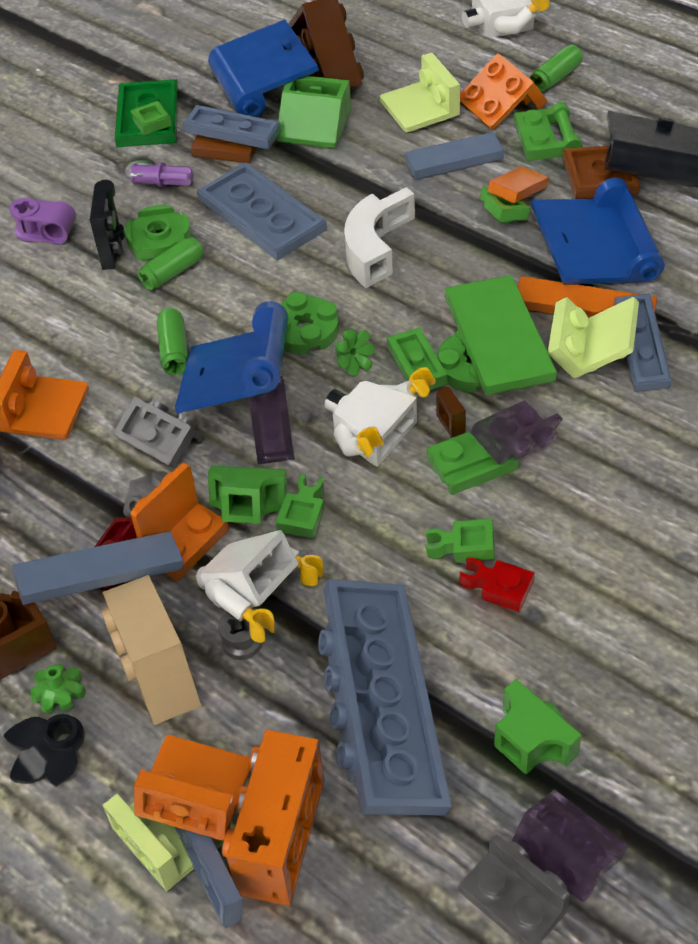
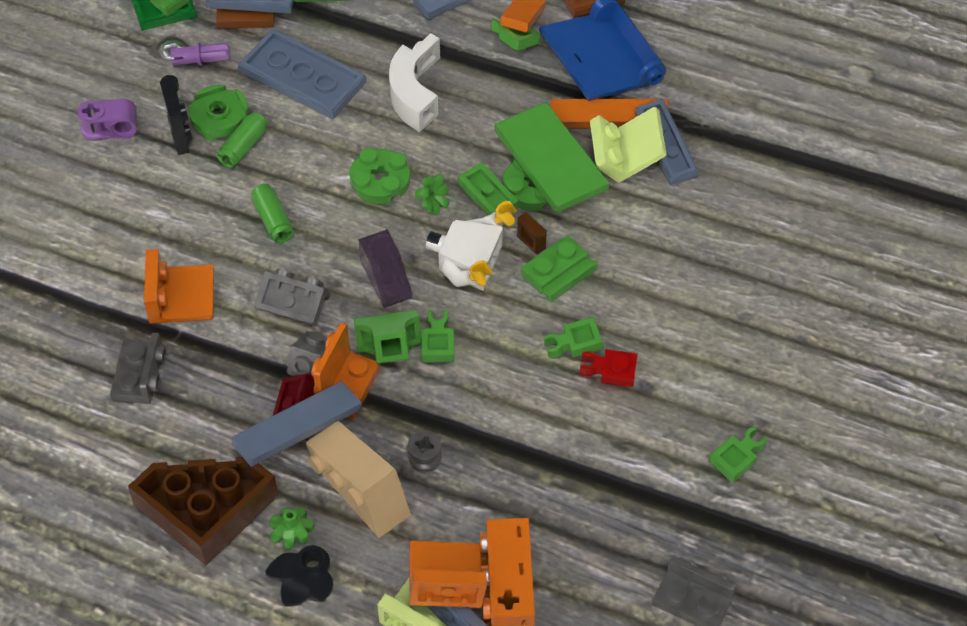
camera: 20 degrees left, 5 degrees up
(237, 364) = (343, 224): blue door -> none
(249, 572) = (418, 404): white torso -> none
(381, 700) = (552, 476): sand blue plate -> none
(515, 432) = (589, 240): clear purple bracket -> none
(534, 730) = (673, 475): bright green brick -> none
(568, 843) = (722, 551): clear purple bracket -> none
(624, 726) = (737, 456): none -> bright green plate

